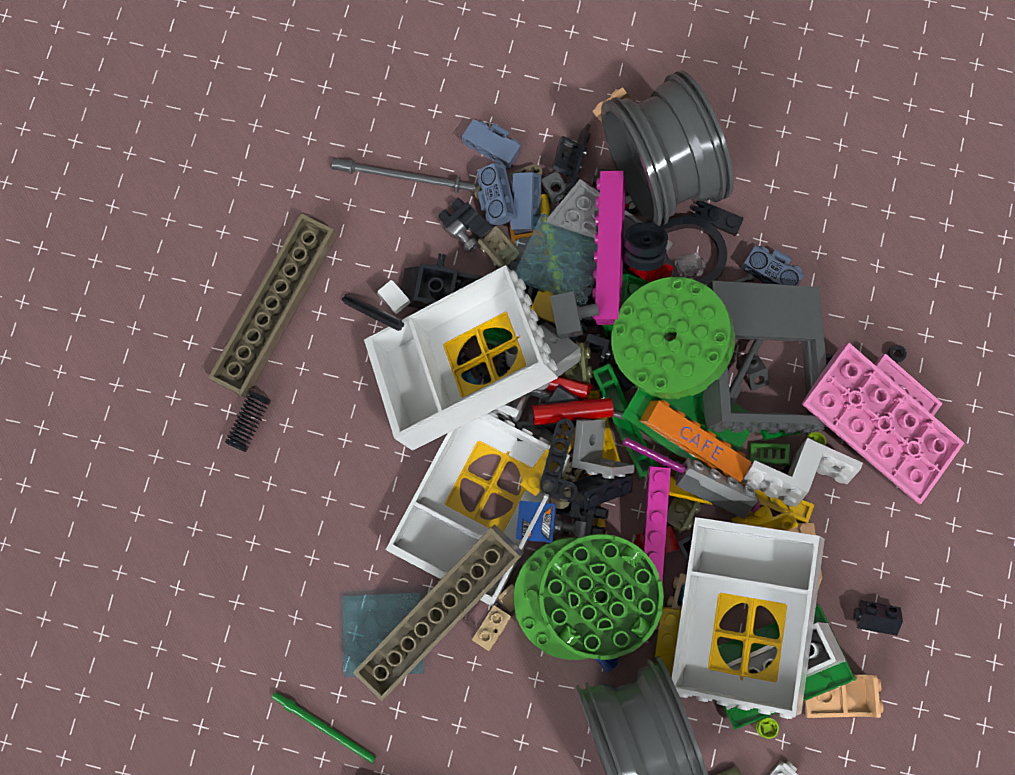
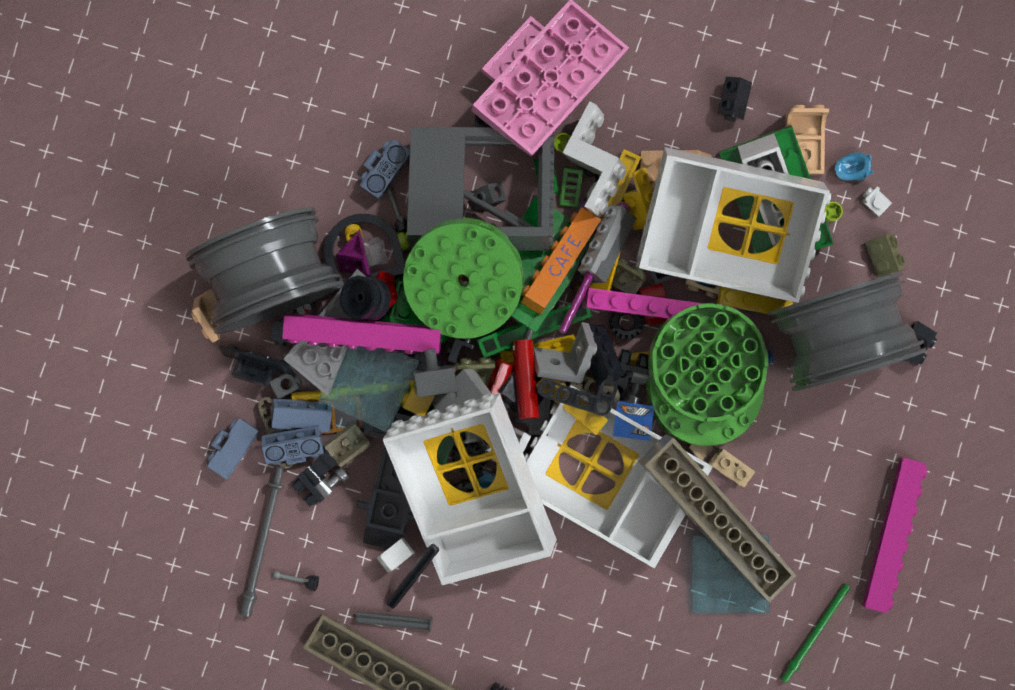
camera: 90 degrees left, 10 degrees up
(329, 302) = (394, 620): none -> dark grey axle
(365, 222) = (311, 582): none -> hinge
(624, 515) = (622, 333): none -> black tyre
(684, 244) = (353, 256): none -> magenta slope
(709, 239) = (351, 229): none -> yellow bush
(718, 217) = (327, 217): black hinge -> none
(817, 750) = (854, 166): none -> dark azure hat
(898, 348) = (476, 47): black axle -> none

